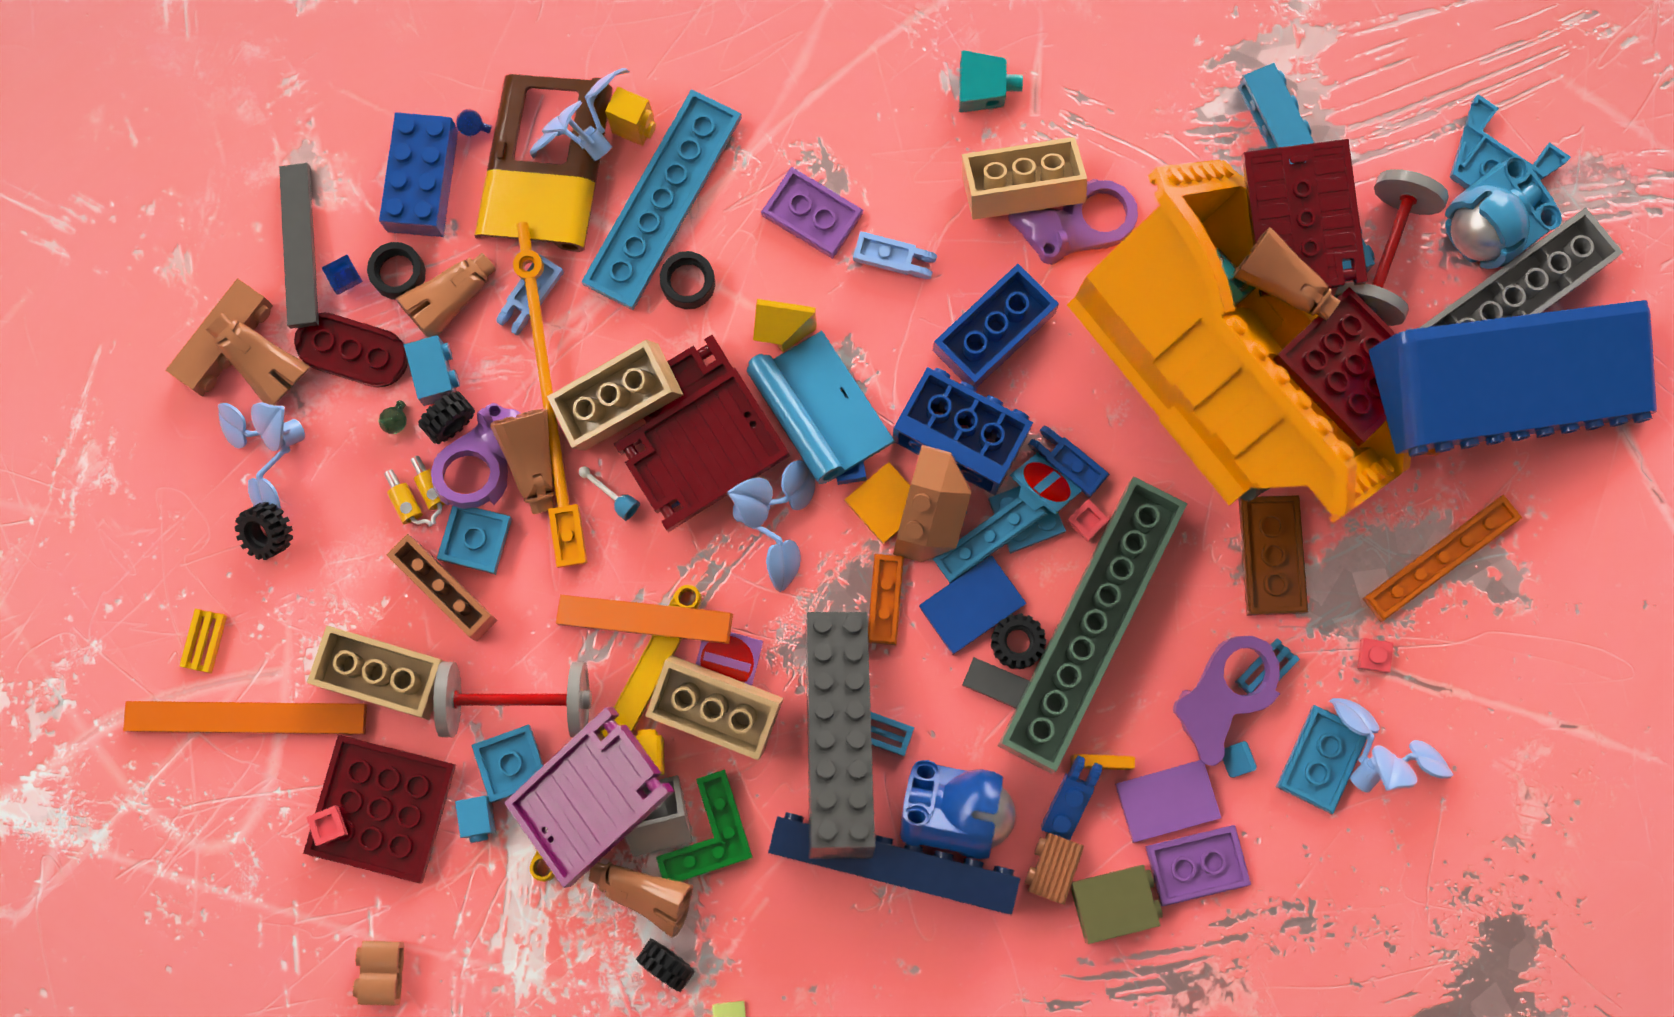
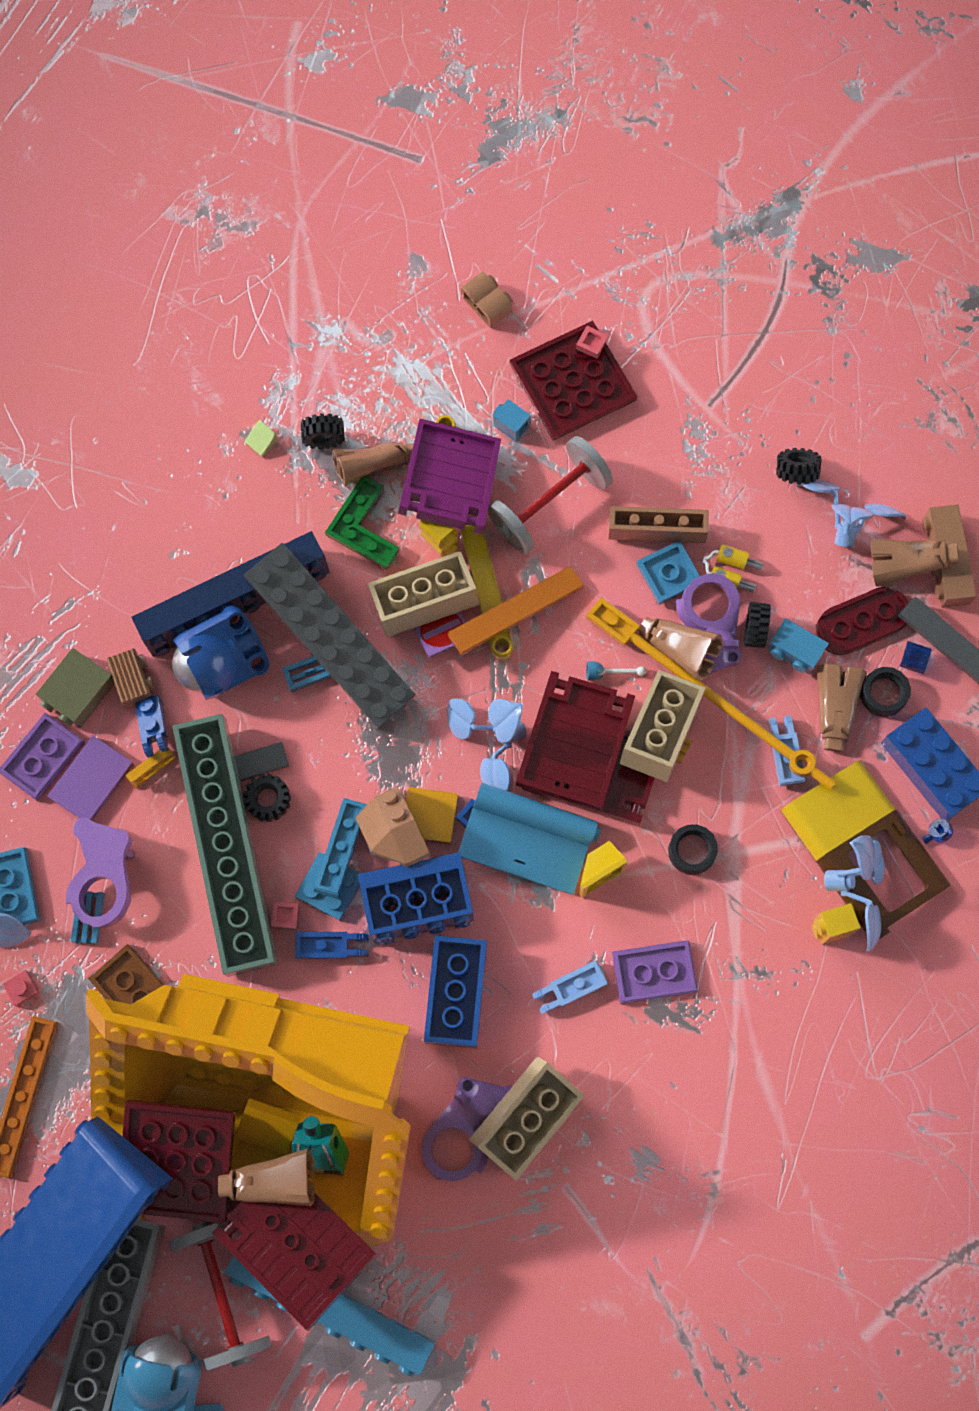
camera: 140 degrees right, 5 degrees down
(192, 638) = (762, 366): yellow tile -> none
(245, 717) = (702, 364): orange tile -> none
(375, 672) = (649, 445): tan brick -> none
(392, 419) = (791, 599): clear green piece -> none
(507, 761) = (521, 465): dark azure plate -> none
(661, 199) = (762, 892): dark azure plate -> none
(665, 826) = (386, 511): light grey slope -> none
(885, 599) = (376, 754): orange tile -> none
(972, 604) = (317, 797): blue tile -> none
(985, 81) = (619, 1174): teal torso -> none
(1044, 485) = (330, 909): piece -> none
(1238, 759) = (63, 842): dark azure slope -> none

